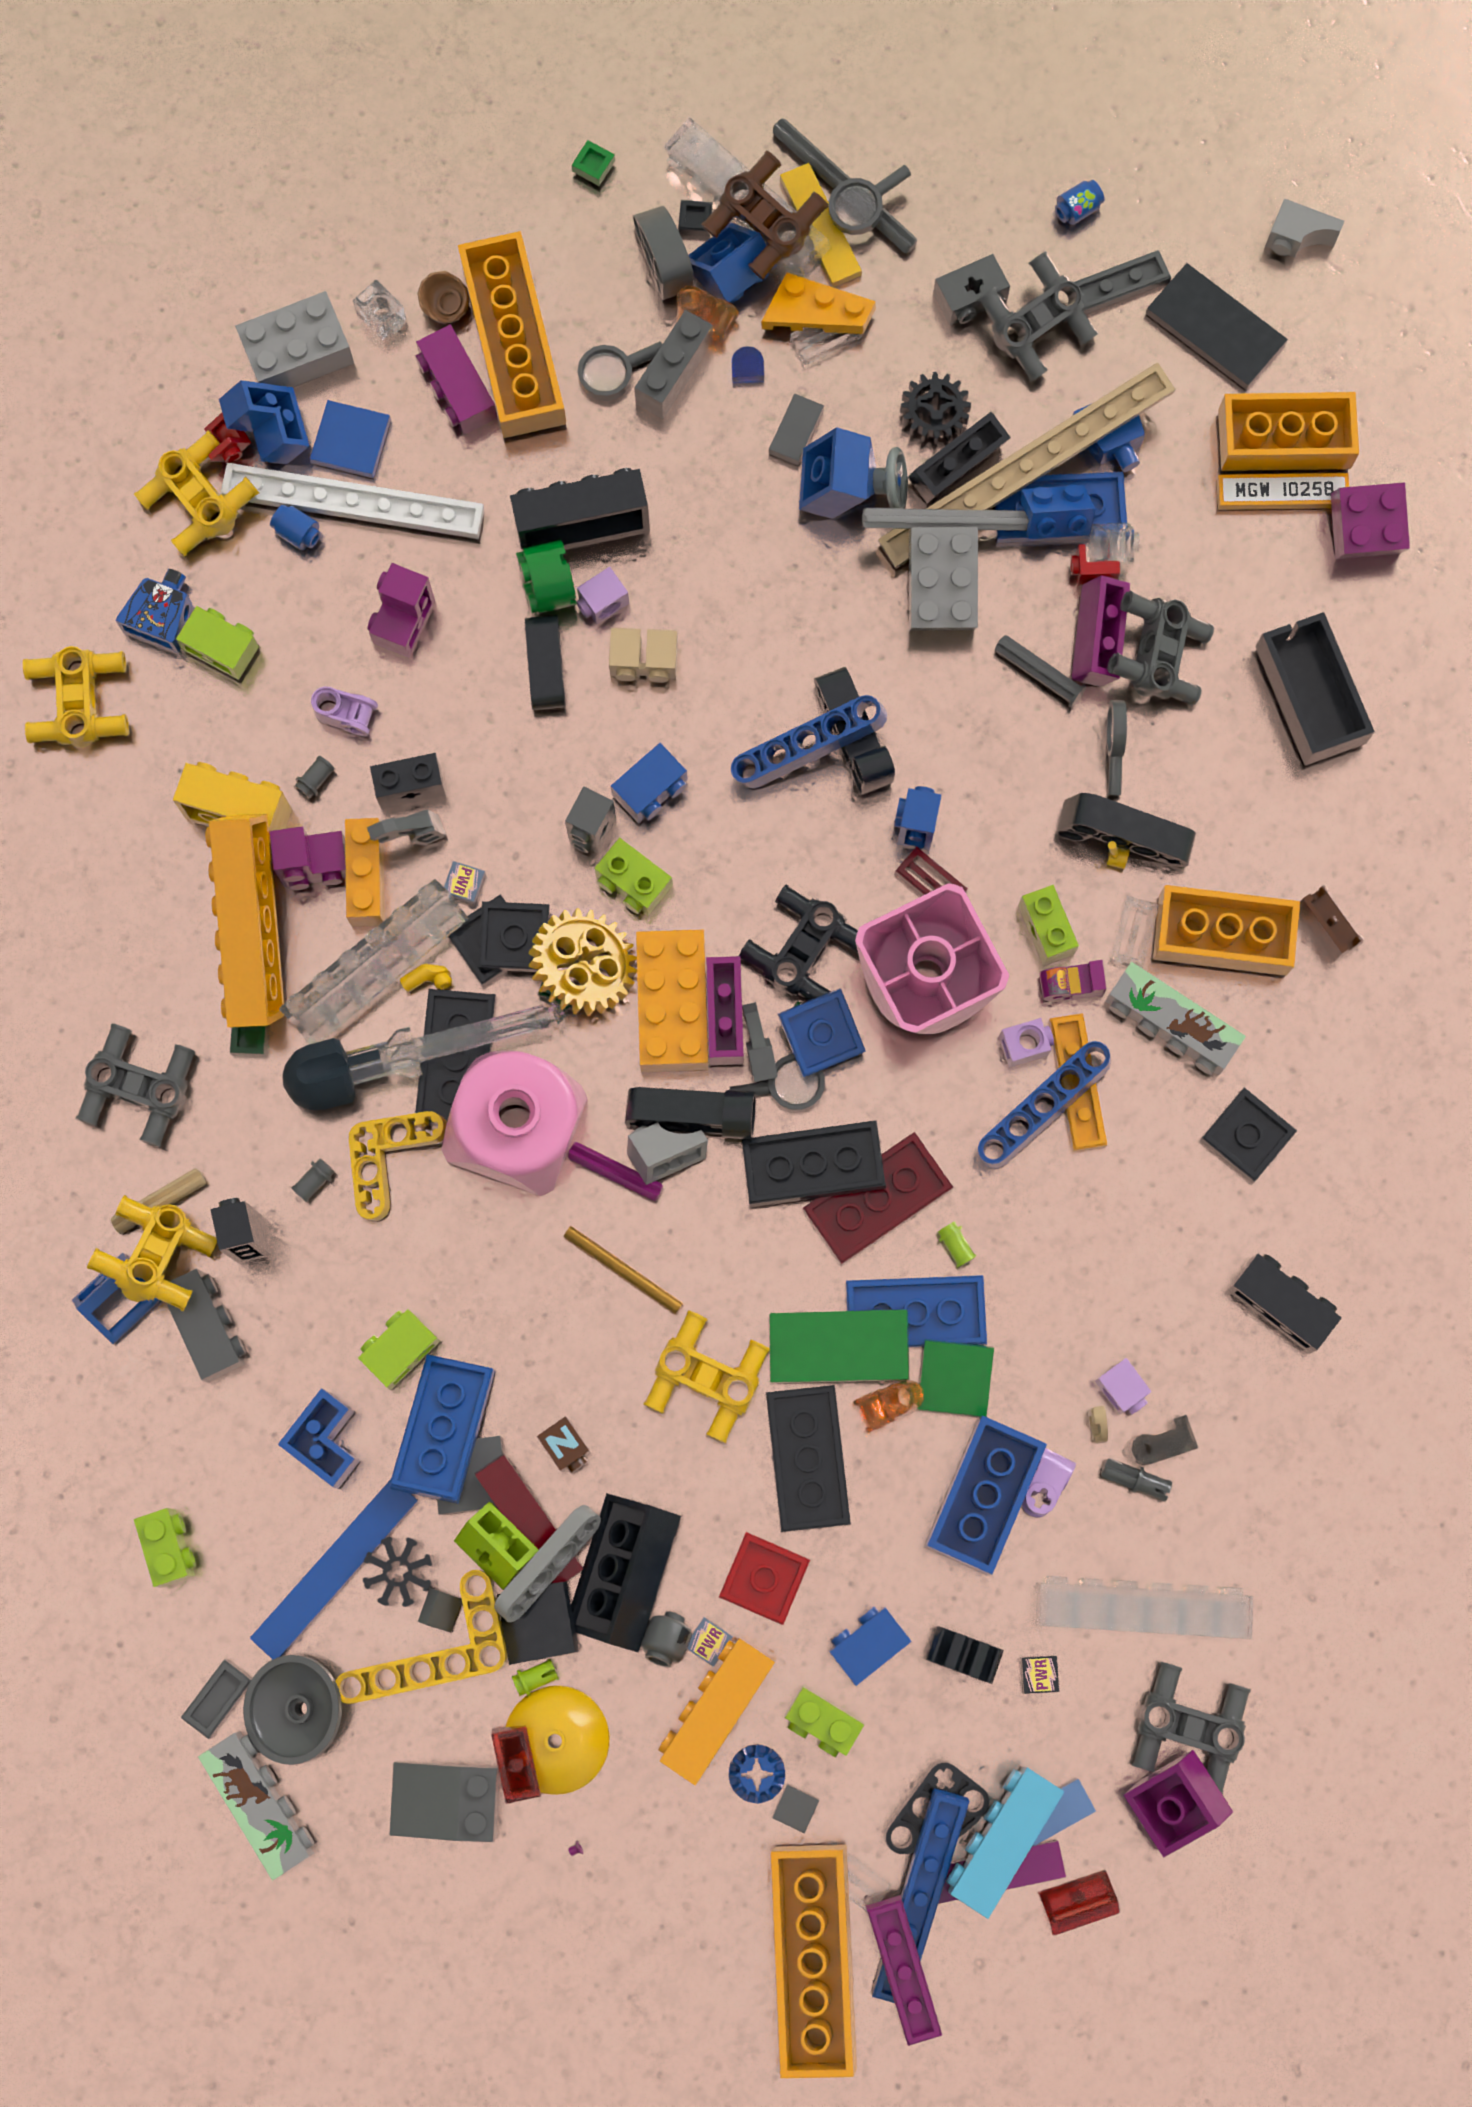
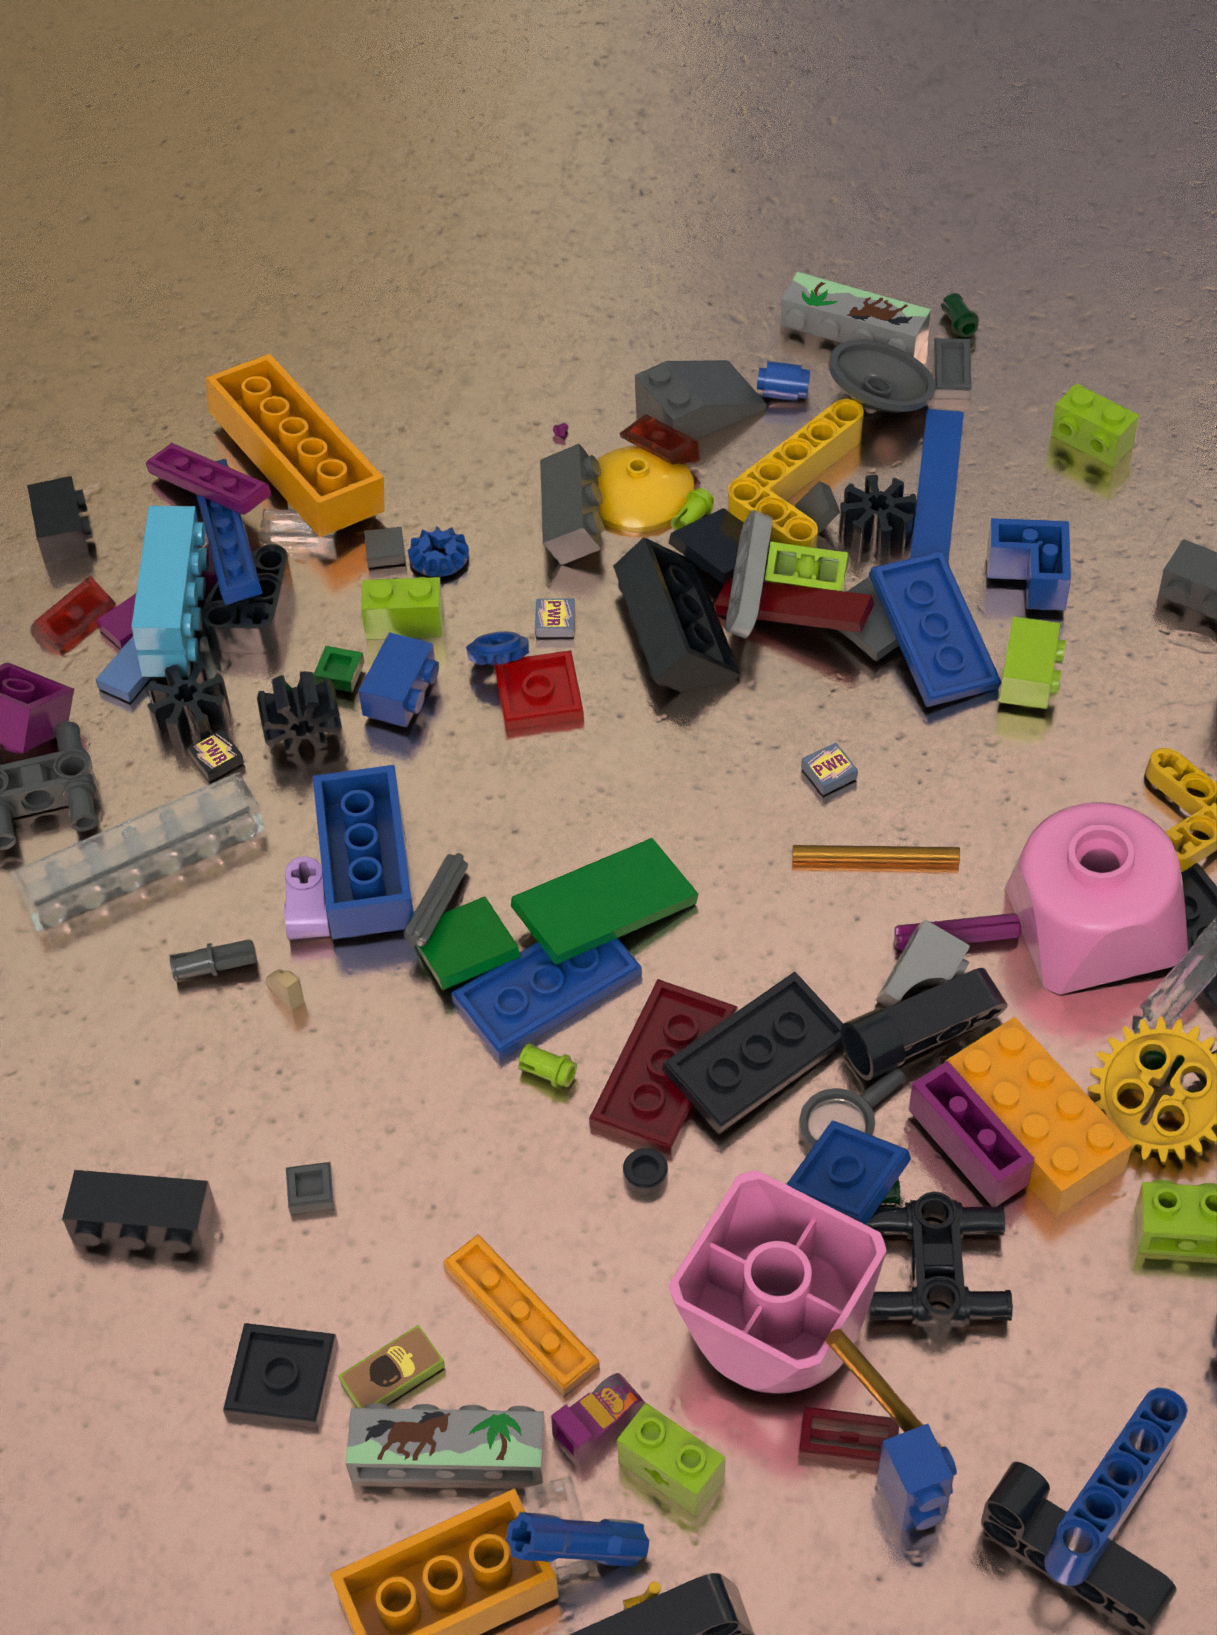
camera: 150 degrees right, 25 degrees down
(167, 1750) = (963, 320): none -> dark green pin
(366, 1771) = (783, 381): none -> blue brick
(564, 1446) = (810, 679): reddish brown brick -> none
(603, 1362) = (829, 768): none -> tile
(629, 1742) = (571, 504): none -> dark grey brick
(666, 1639) = (595, 591): dark grey head -> none
(706, 1376) = (719, 805): yellow piece -> none
(716, 1711) = (509, 554): light orange brick -> none
(759, 1048) = (899, 1113): dark grey piece -> none
(762, 1636) = (498, 648): none -> blue gear
(808, 1458) = (566, 801): black tile -> none
(884, 1406) = (513, 875): clear orange piece -> none
(904, 1696) = (340, 667): none -> green plate
(909, 862) = (873, 1381): none -> pearl gold bar
(939, 1129) = (645, 1171): none -> black tile
(955, 1423) = (435, 900): none -> dark grey axle
(1015, 1052) = (610, 1293): lavender brick -> none
(1044, 2014) = (59, 520): none -> black brick
(1045, 1740) = (188, 704): none -> black gear
(1049, 1088) = (540, 1266): blue beam -> none
(1124, 1388) = (277, 1029): lavender brick -> none
(1151, 1449) = (200, 1004): clear smoke leg -> none
(1159, 899) = (550, 1537): none -> blue axle
(1161, 1255) = (310, 1188): none -> dark grey tile
(1179, 1093) = (392, 1369): none -> tile

